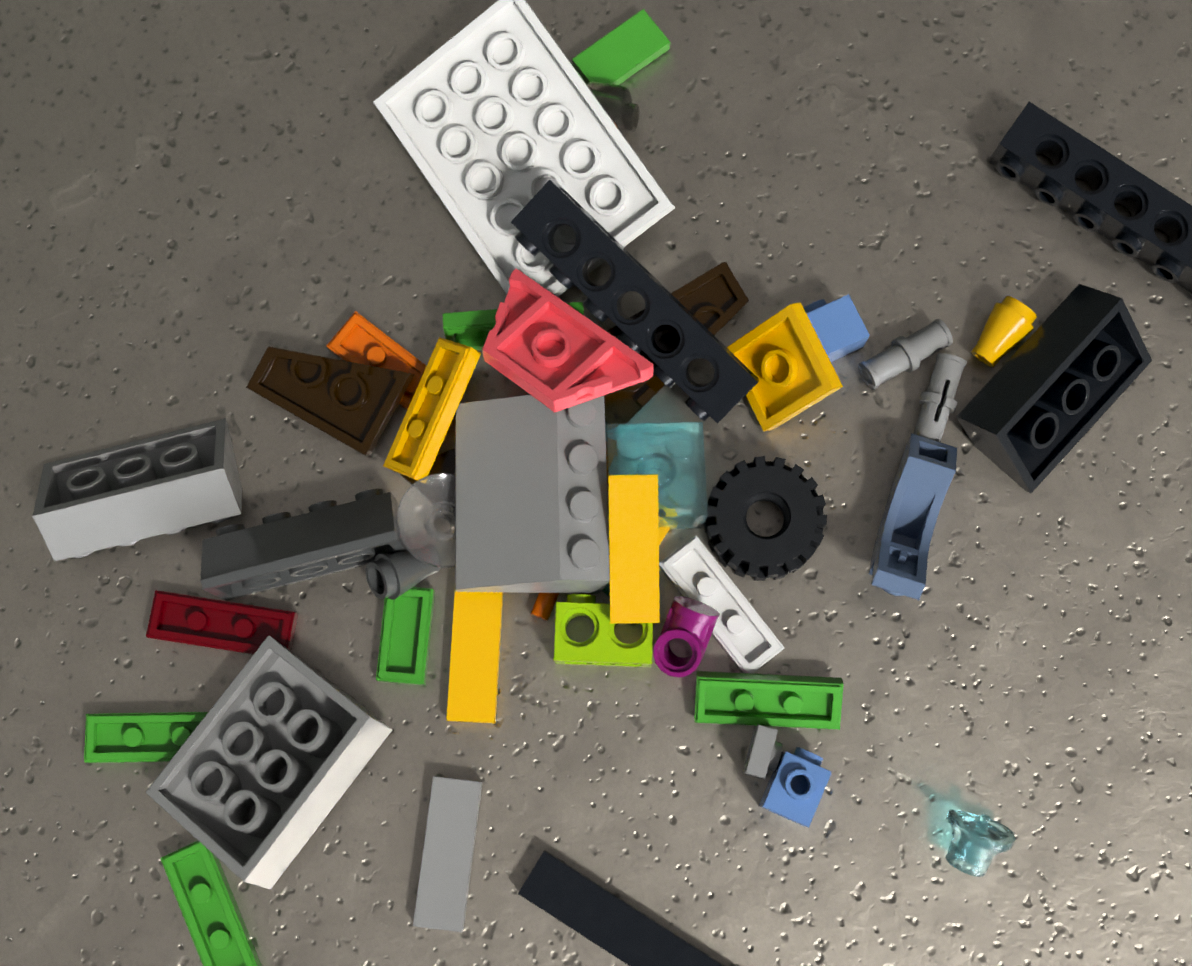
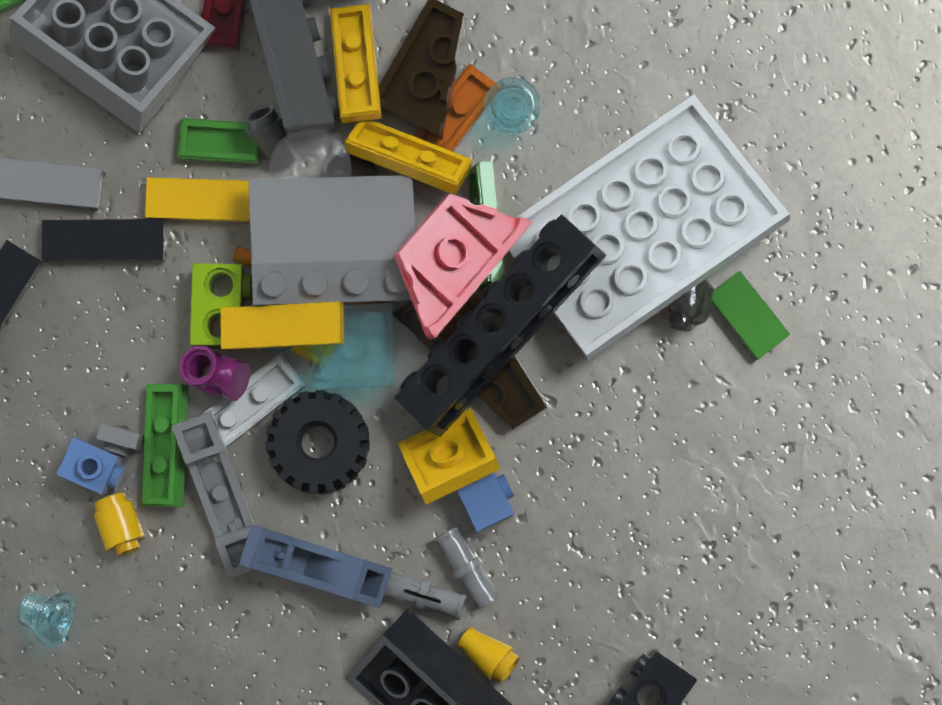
camera: 90 degrees right, 5 degrees up
(320, 471) = (355, 63): none -> yellow tile
(377, 292) = (512, 105): none -> clear light blue piece
(520, 775) = (103, 240): none -> black tile
(825, 634) = (217, 487): none -> light grey slope
(863, 755) = (118, 524): none -> yellow brick

